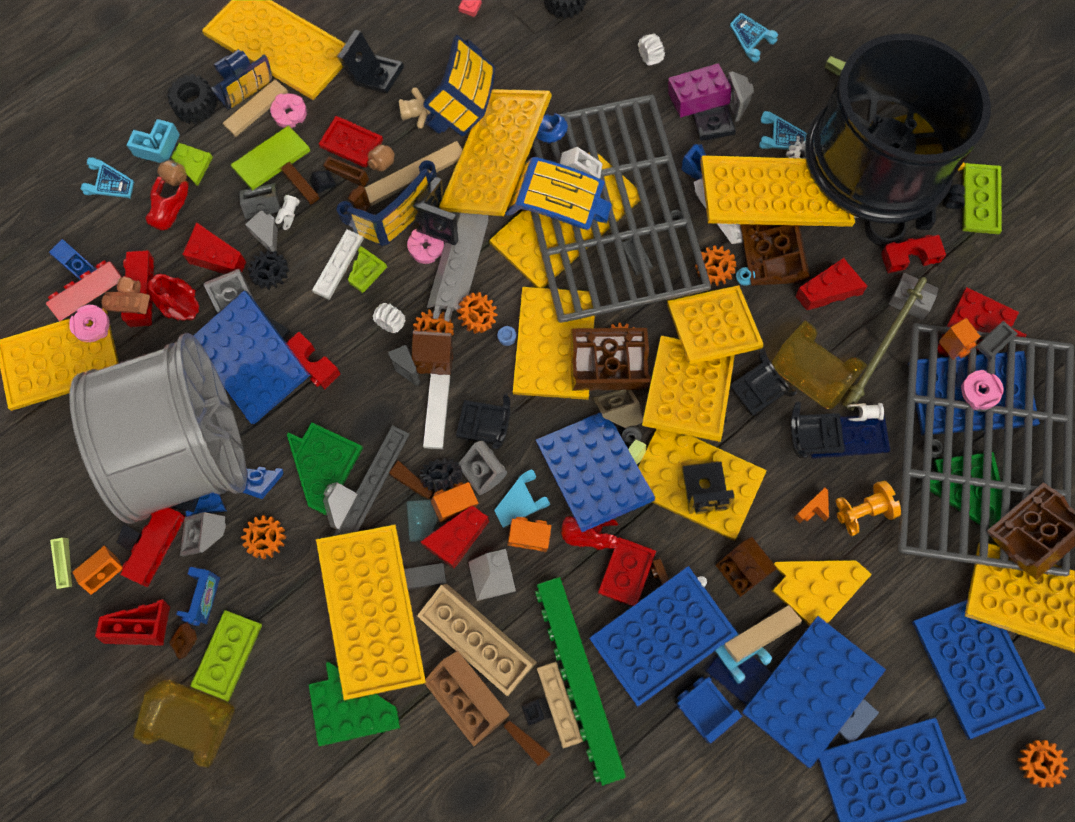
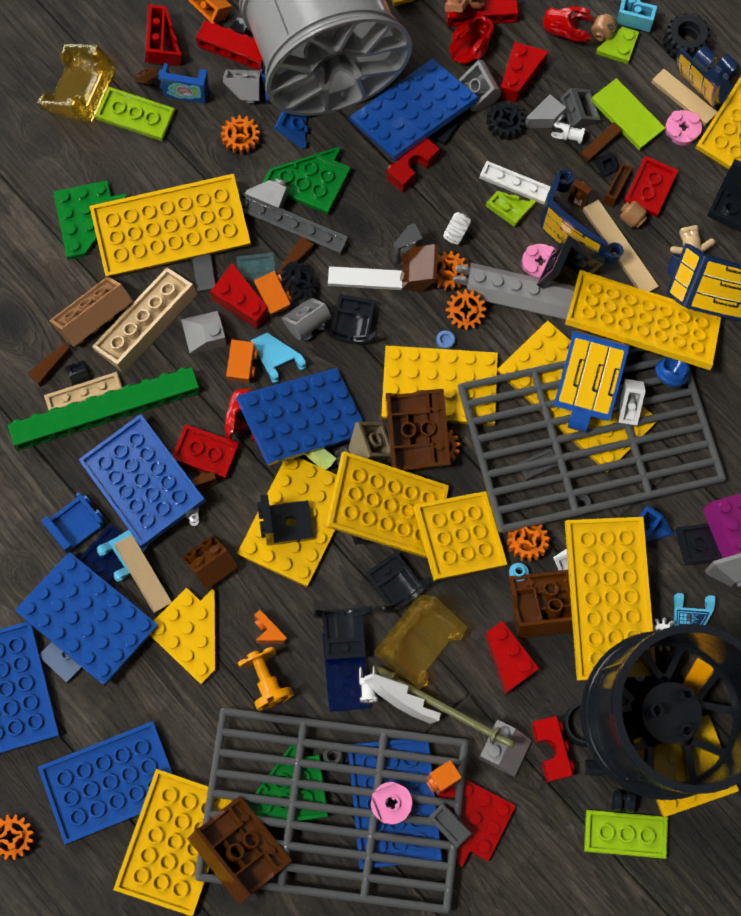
camera: 80 degrees right, 0 degrees up
(878, 380) = (397, 695): none -> white slope

